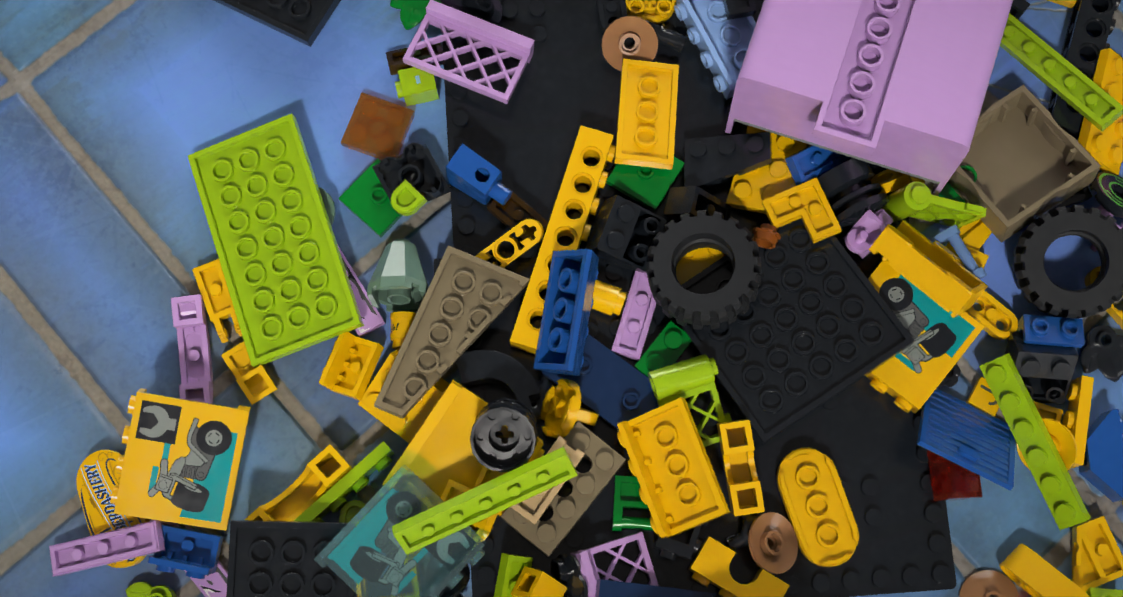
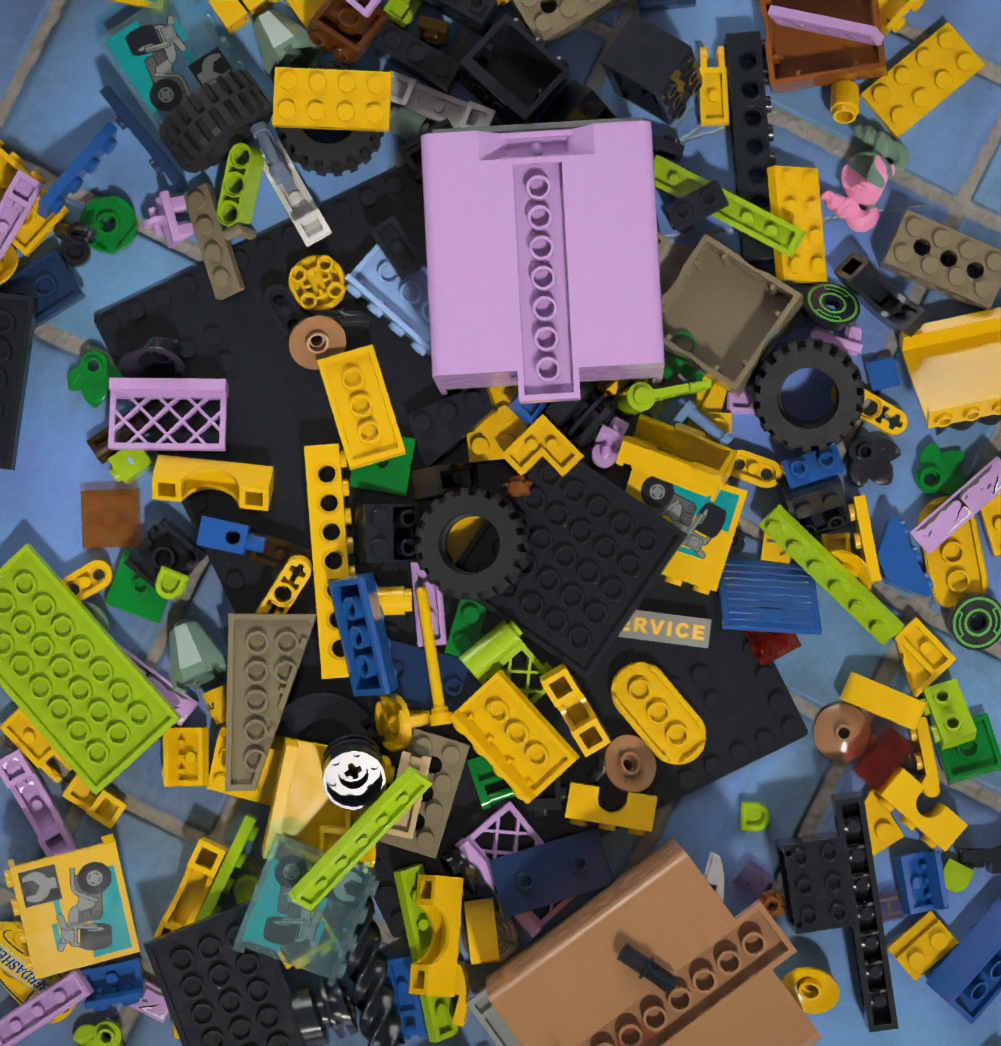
camera: 20 degrees left, 10 degrees up
(331, 171) = (86, 579): none -> yellow plate
(458, 111) = (180, 476): none -> yellow arch
(608, 418) = (439, 713): none -> yellow piece
(856, 430) = (668, 629): none -> light grey tile
(1000, 252) = (741, 405): none -> lavender tile
(1023, 58) = (696, 206): none -> black bracket

